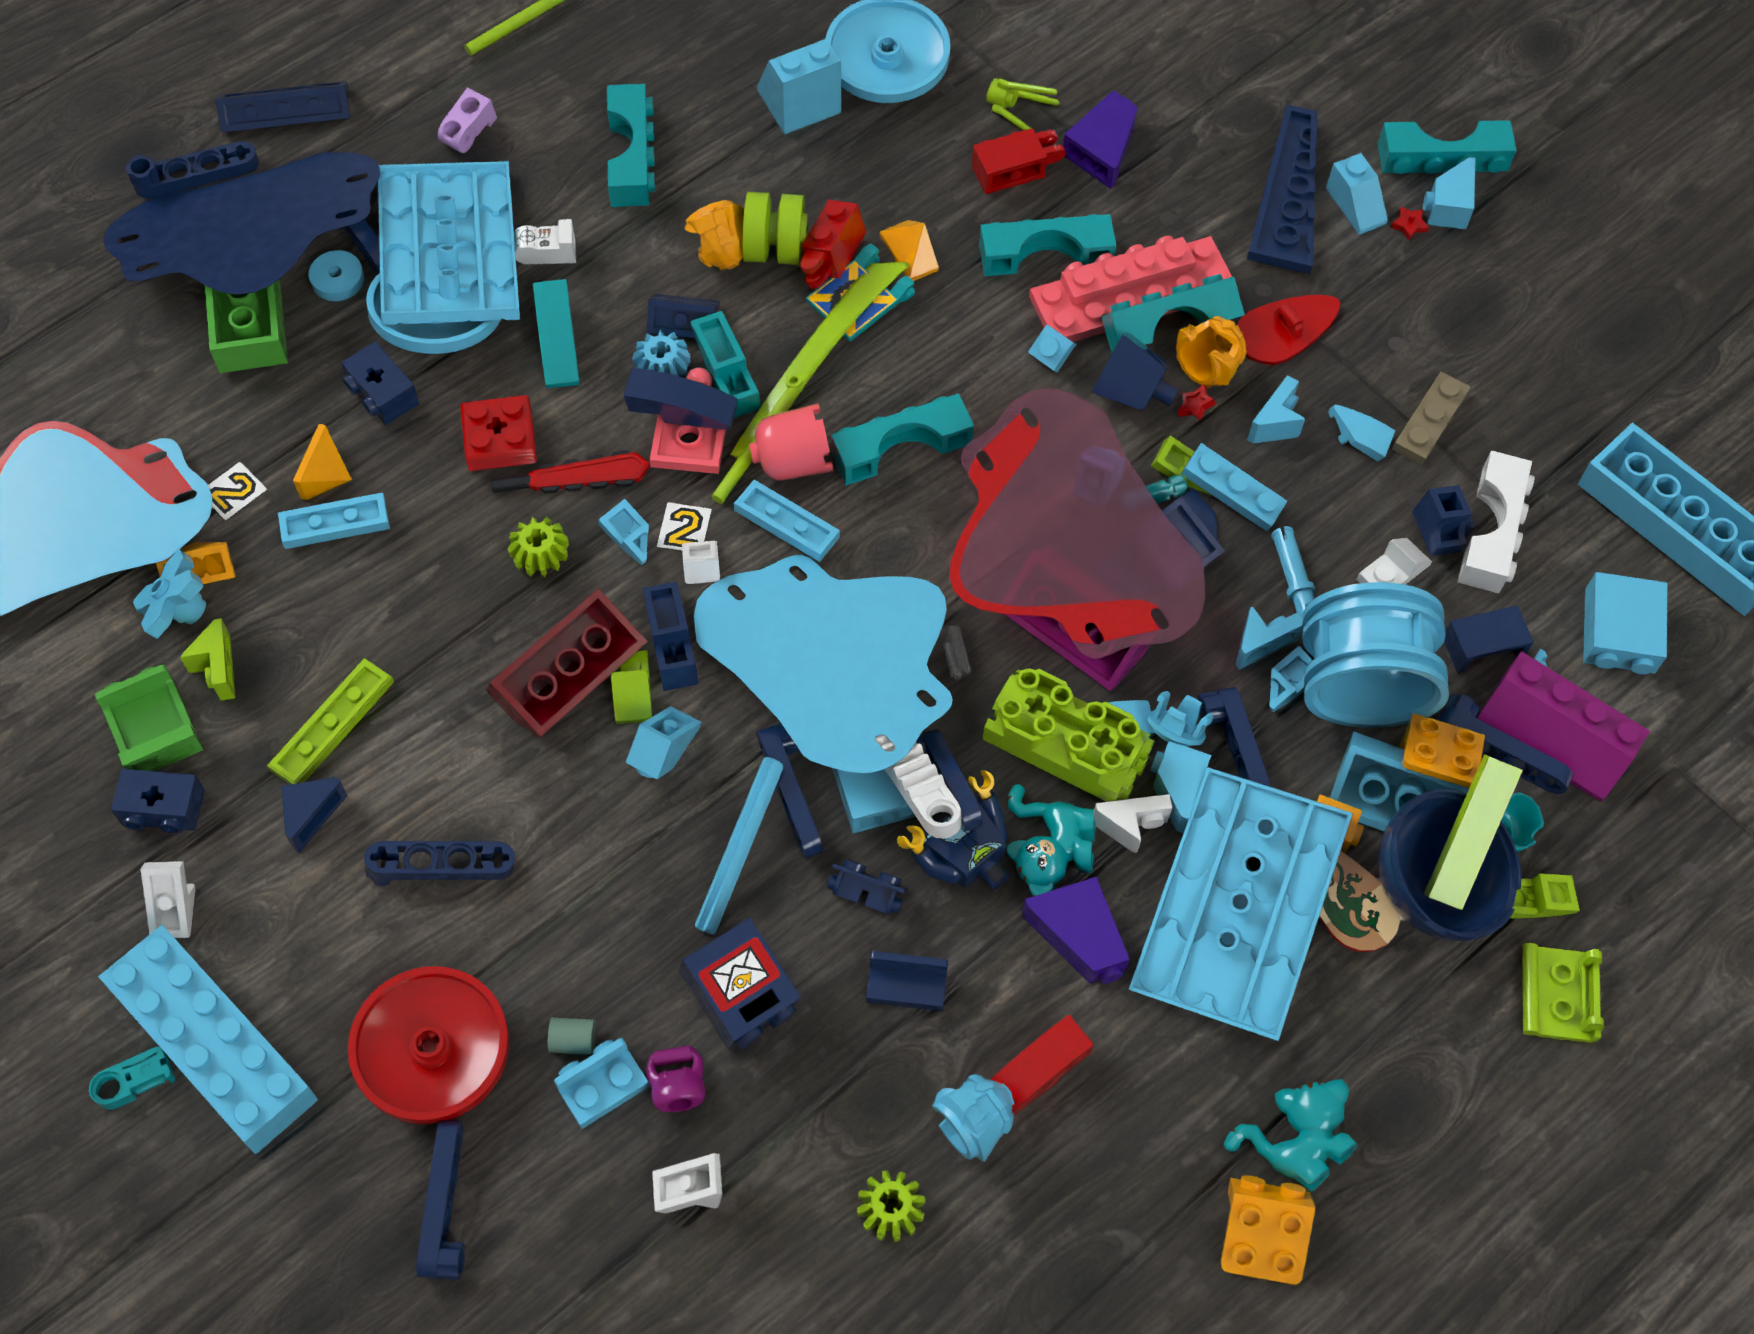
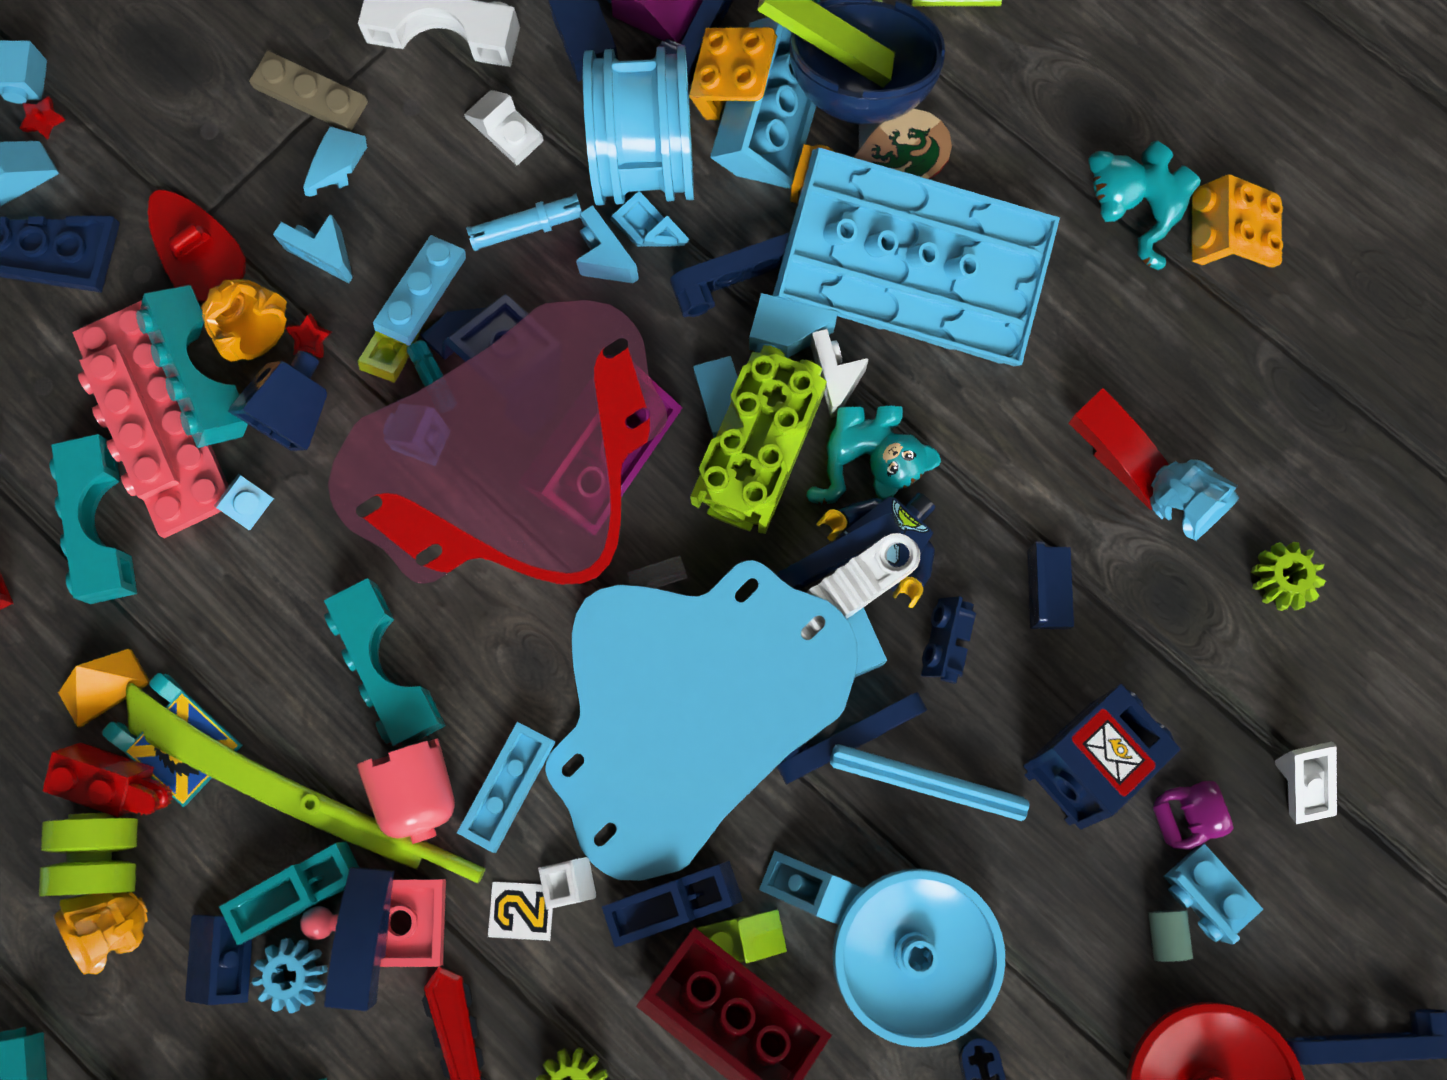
camera: 90 degrees left, 15 degrees up
(591, 814) = (918, 957): none -> medium azure dish
(627, 530) = (534, 978): medium azure slope -> none
(1080, 929) = (966, 413): dark purple slope -> none
(1181, 723) = (730, 322): medium azure piece -> none
(1444, 519) = (445, 73): dark blue brick -> none

